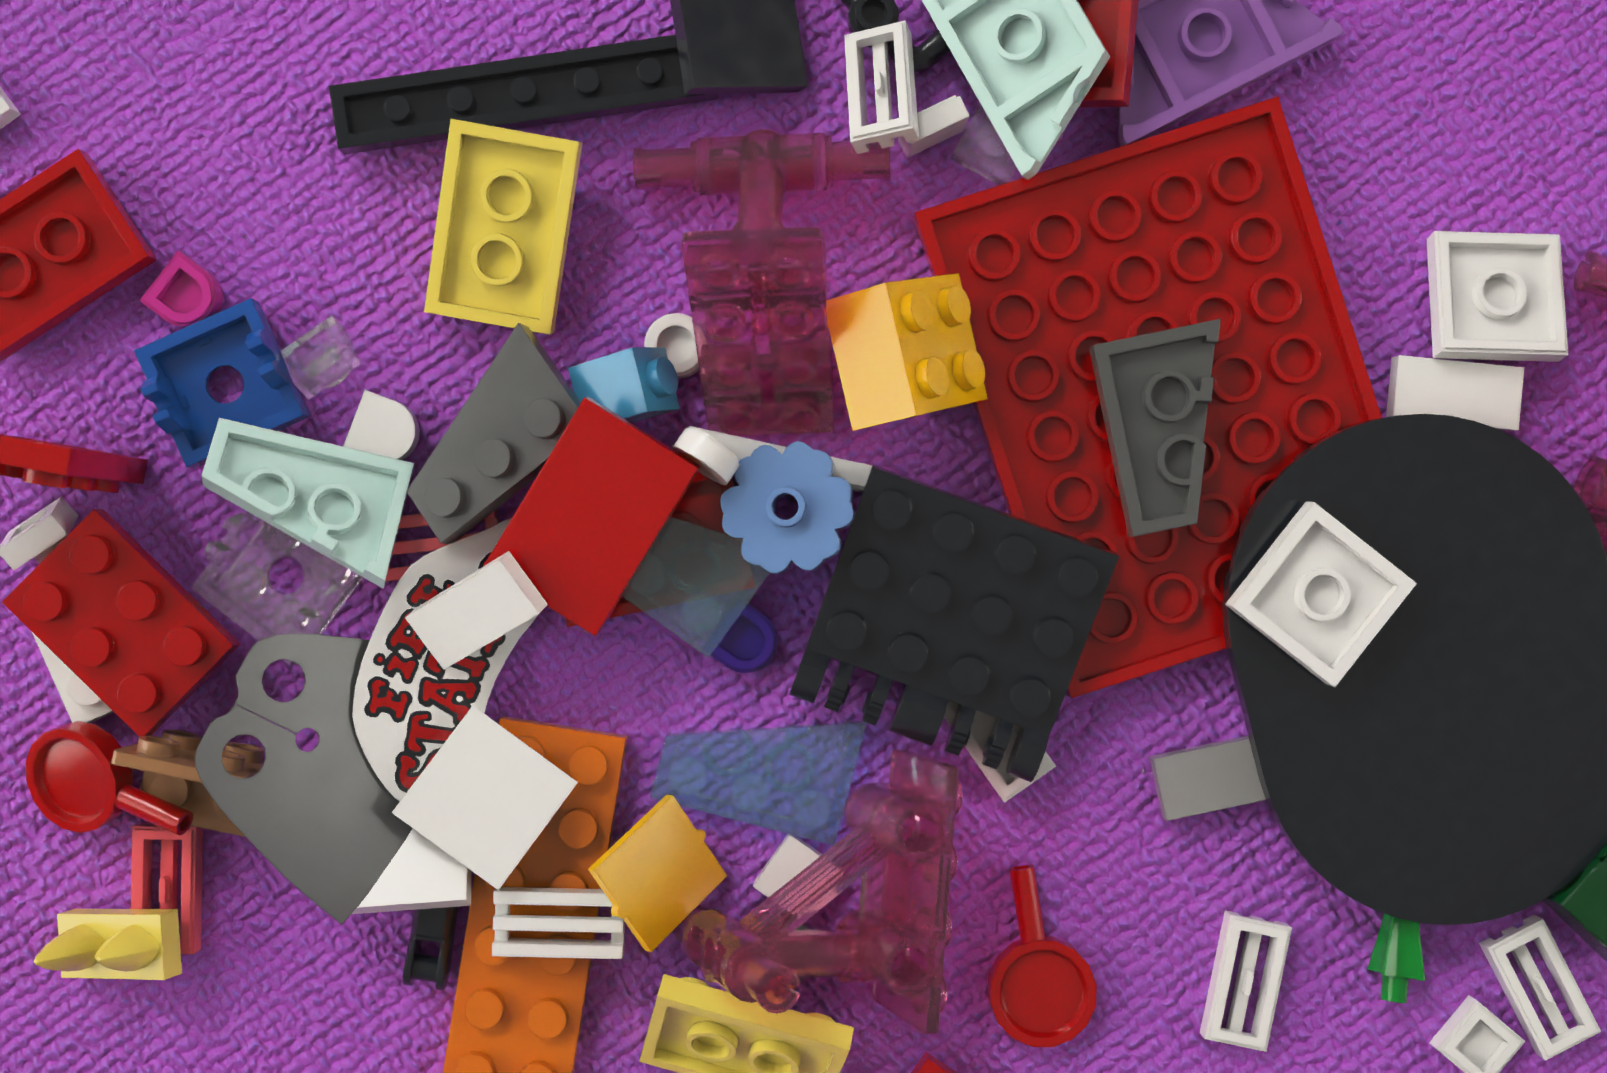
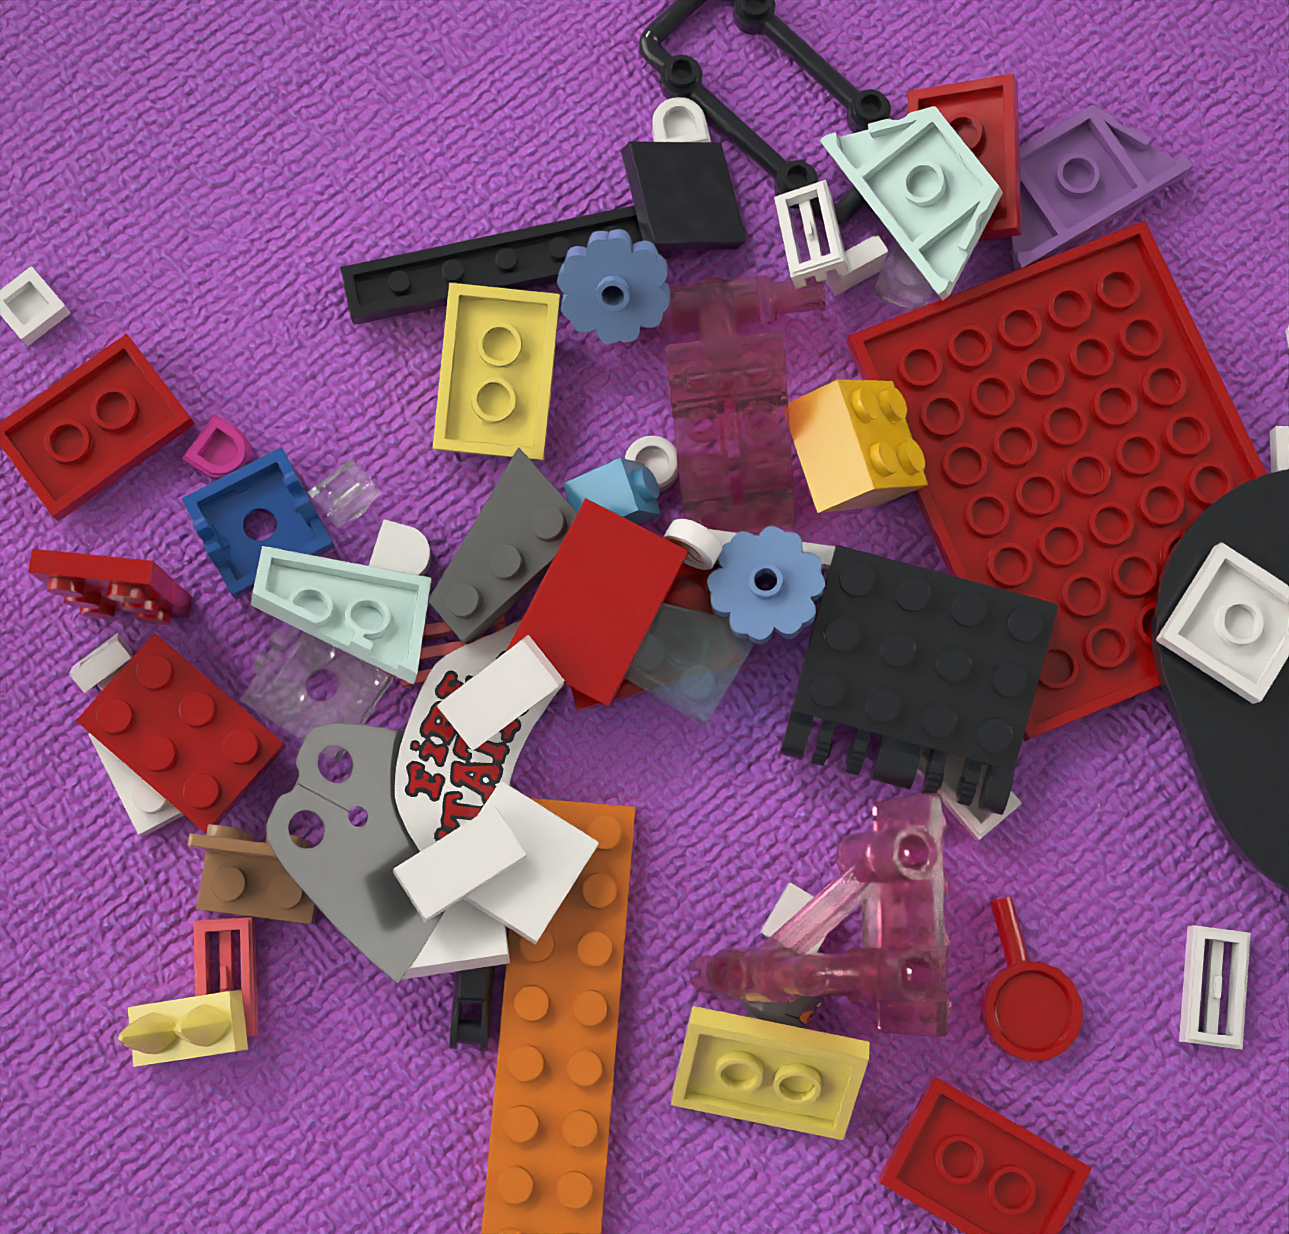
camera: 10 degrees left, 10 degrees down
(82, 790) = (150, 880): red piece -> none
(416, 801) = (459, 863): none -> white tile
(555, 948) = (540, 976): white tile -> none
(641, 139) = (614, 286): none -> medium blue plant
(658, 872) = (676, 922): yellow piece -> none
(748, 643) = (736, 716): dark purple tile -> none
(766, 777) = (762, 833): clear light blue wing -> none
(1155, 416) = (1075, 491): dark grey wing -> none
(1206, 778) = (1156, 805): light grey tile -> none

